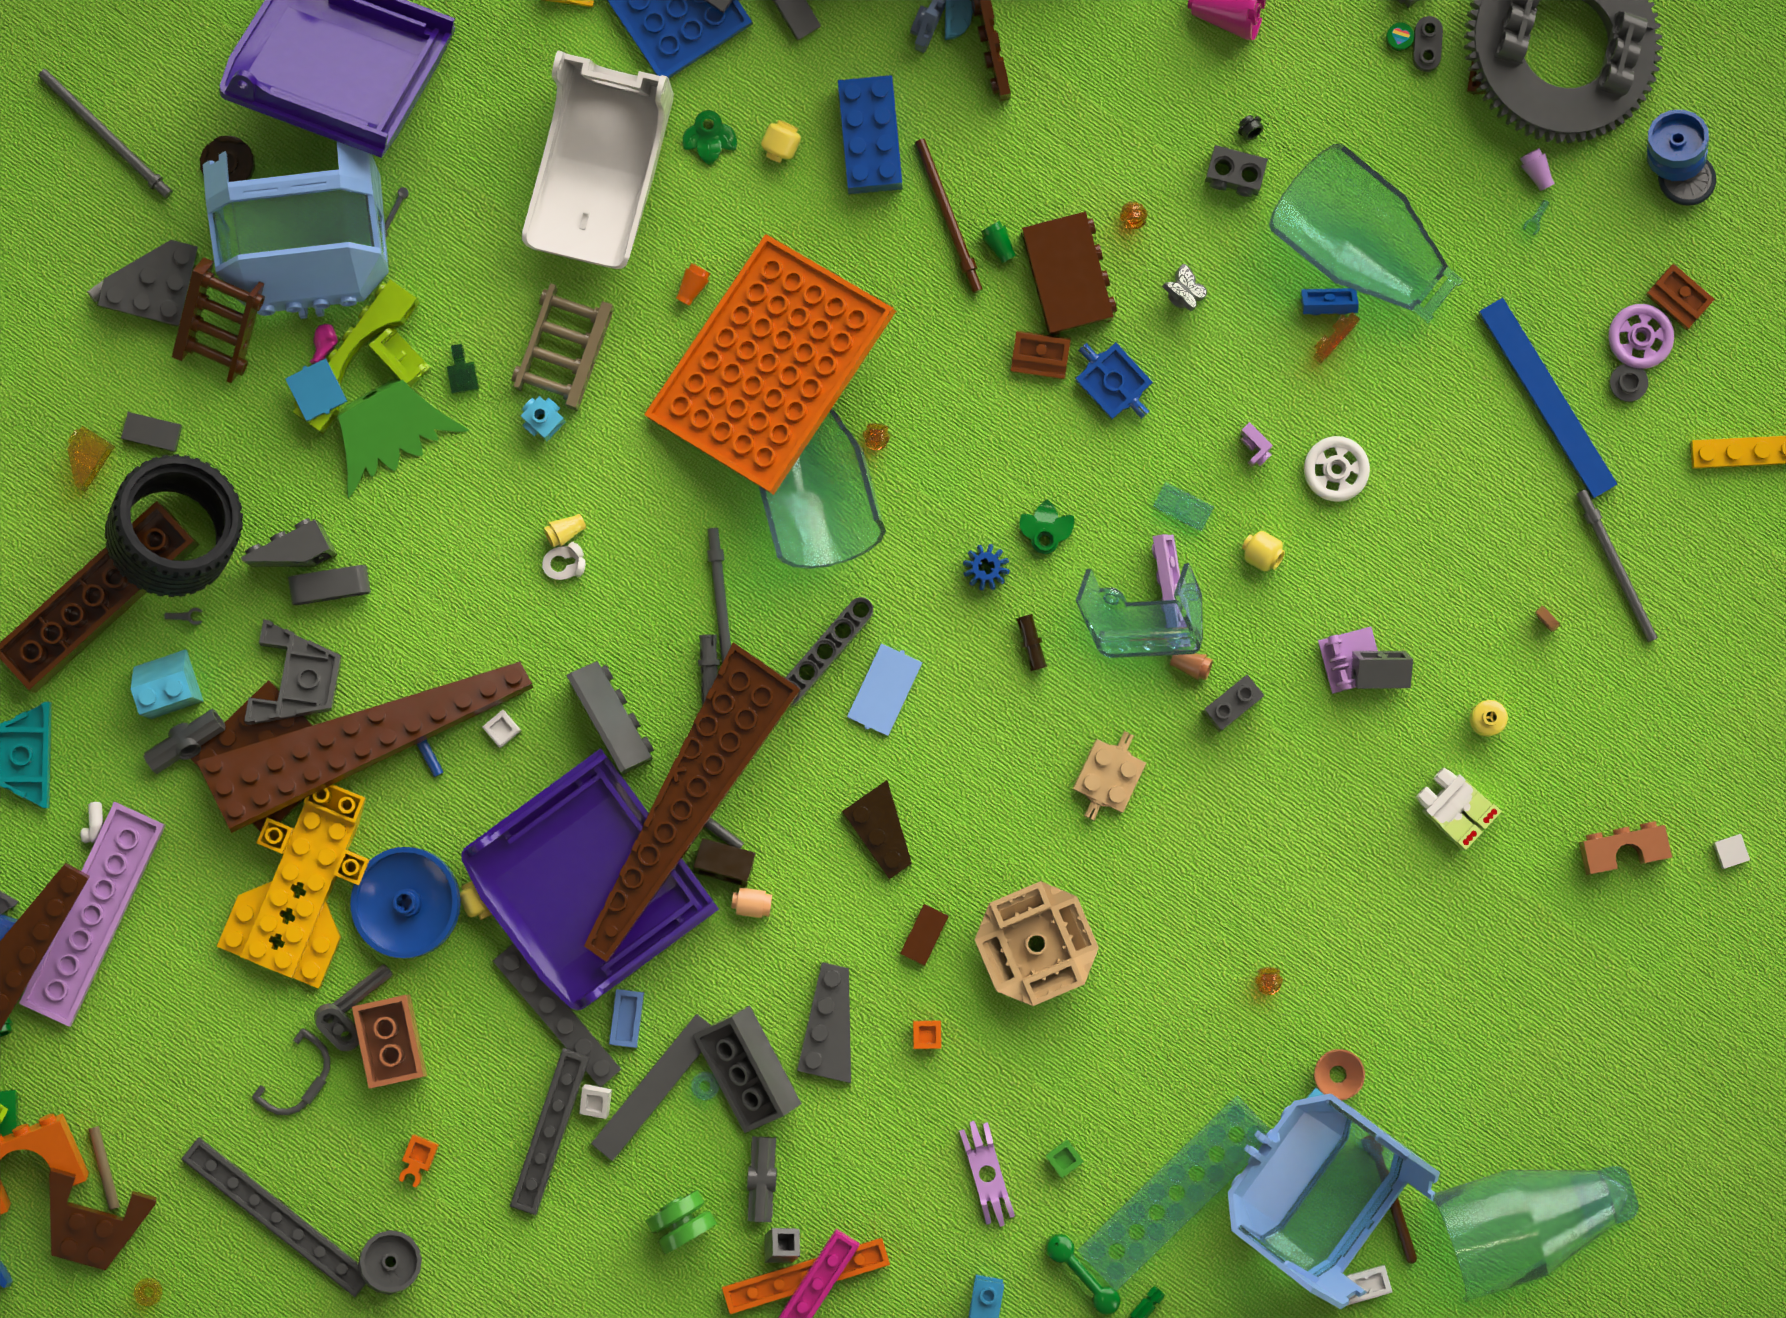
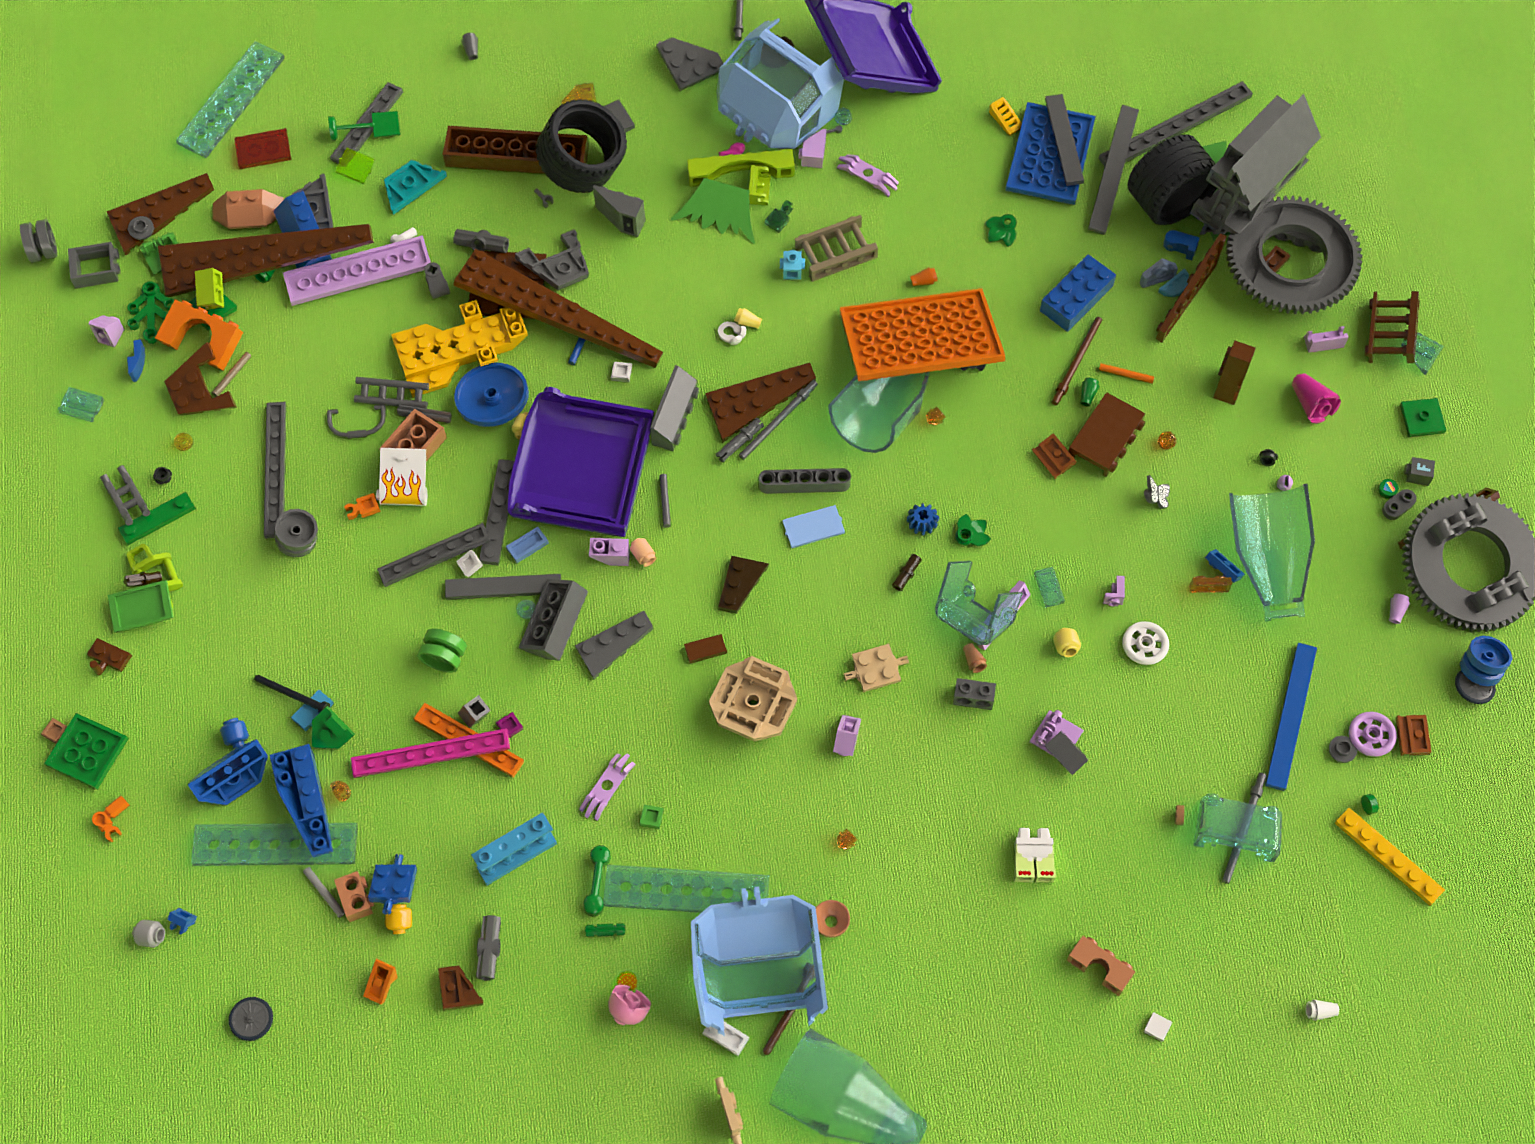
camera: 45 degrees right, 20 degrees down
(165, 685) = (498, 212): medium azure slope -> none
(192, 321) = (691, 80): reddish brown fence -> none
(196, 839) = (436, 282): none -> dark grey piece
(280, 1009) = (383, 384): none -> dark grey bar
(316, 390) = (707, 159): dark azure piece -> none
(329, 585) = (619, 242): dark grey beam -> none
(335, 1026) = (397, 414): dark grey plate -> none
(387, 168) = (843, 112): none -> clear light blue plate
(410, 252) = (813, 150): none -> lavender slope
(426, 1090) = (402, 479): none -> white door
(479, 221) = (878, 178): none -> lavender piece
(597, 161) = (945, 182): white piece -> none
(667, 623) = (743, 402): none -> reddish brown wing
(720, 939) = (610, 551): none -> lavender slope
(724, 739) = (715, 464): reddish brown wing -> none
(724, 862) = (651, 522): dark brown hinge -> none
(762, 1179) = (501, 675): dark grey piece -> none
(780, 141) = (1033, 258): light yellow head -> none
(825, 1217) = (511, 723): none -> magenta tile
(927, 1034) = (654, 692): orange plate -> none
(1012, 176) = (1126, 373): none -> orange bar
(1113, 381) = (1077, 500): blue plate -> none
(1126, 66) = (1233, 371): none -> reddish brown wedge
(1157, 876) = (847, 735): none -> lavender slope
(1237, 163) = (1244, 465): dark grey brick -> none
(1290, 143) = (1281, 482): none -> lavender hinge
(1479, 719) = (1097, 829): light yellow head -> none
(1537, 217) = (1372, 630): clear light blue hand -> none
(1614, 573) = (1239, 826): none -> clear light blue windscreen
(1708, 416) = (1369, 804): none -> green tile

